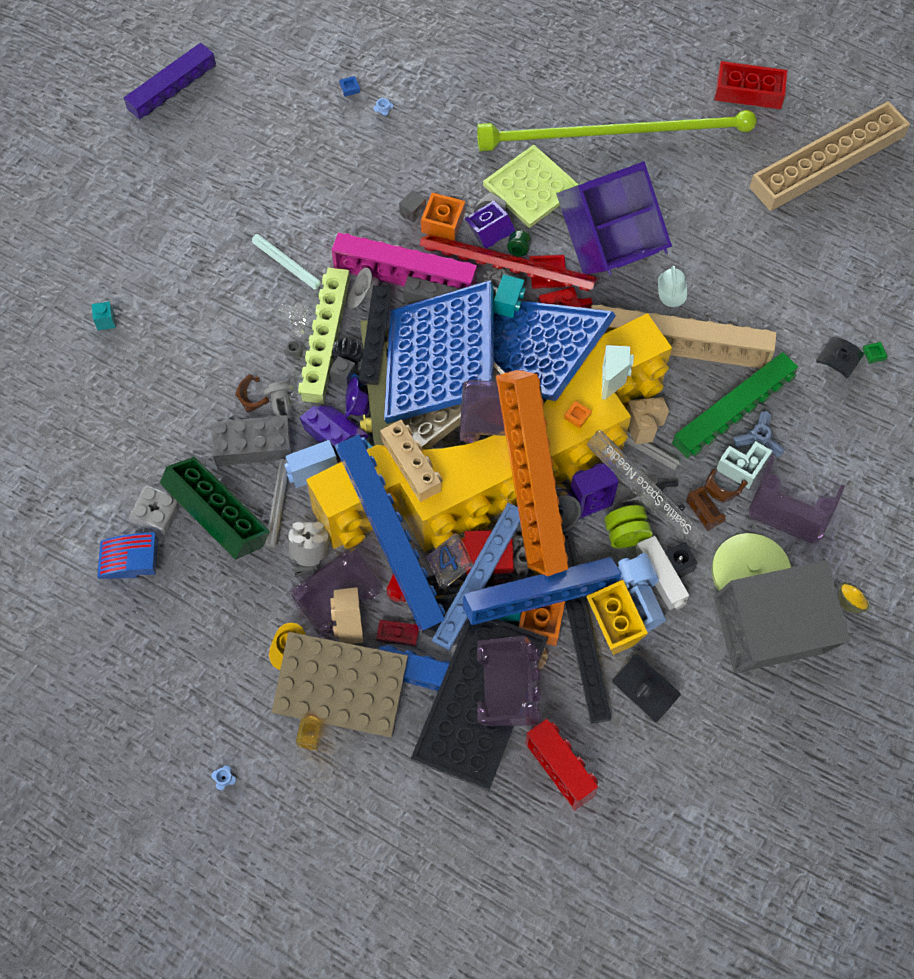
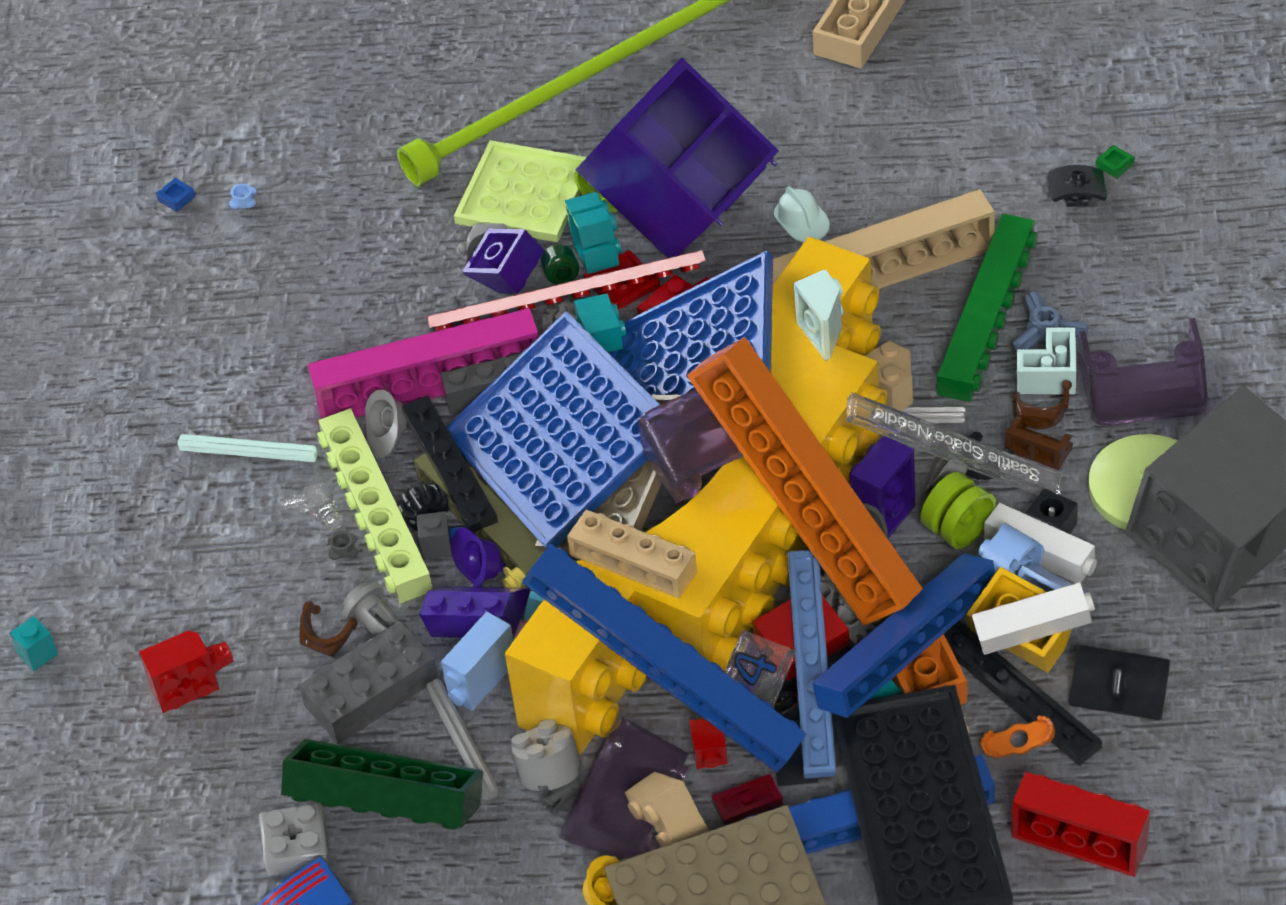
camera: 25 degrees left, 15 degrees down
(161, 377) = (183, 669): none -> red hinge
(412, 206) = (378, 293): dark grey brick -> none
(443, 216) = (432, 282): orange brick -> none
(509, 682) = (945, 753): clear purple windscreen -> none
(547, 235) = (593, 232): none -> teal piece
(555, 683) = (999, 744): none -> orange piece
(577, 414) = (809, 390): orange plate -> none
(617, 624) = (1033, 618): none -> white brick

